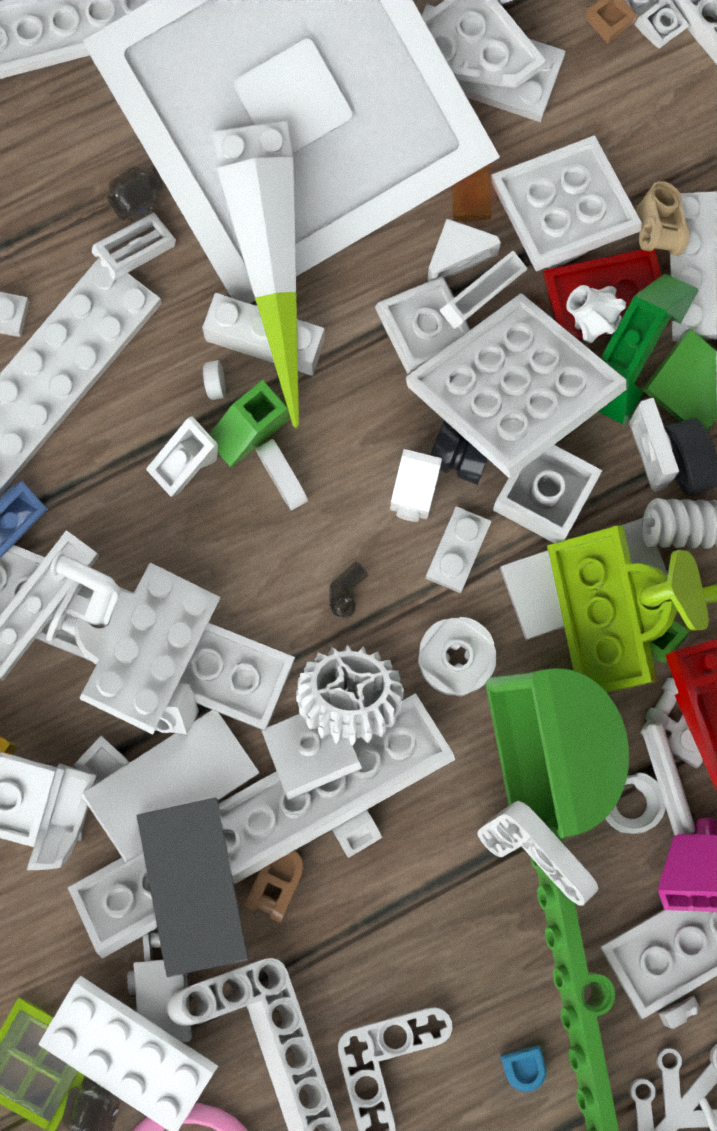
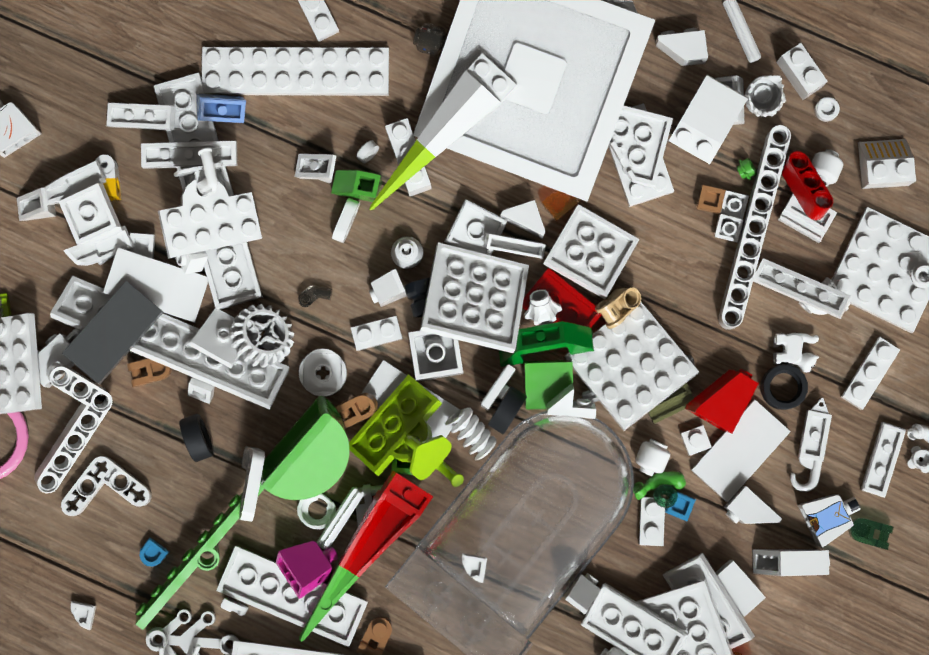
camera: 55 degrees right, 5 degrees up
(110, 260) = (413, 72): white tile -> none
(391, 439) = (406, 259): none -> white cone
(418, 886) = (196, 437): none -> black tyre
(542, 634) = (363, 405): none -> medium nougat plate

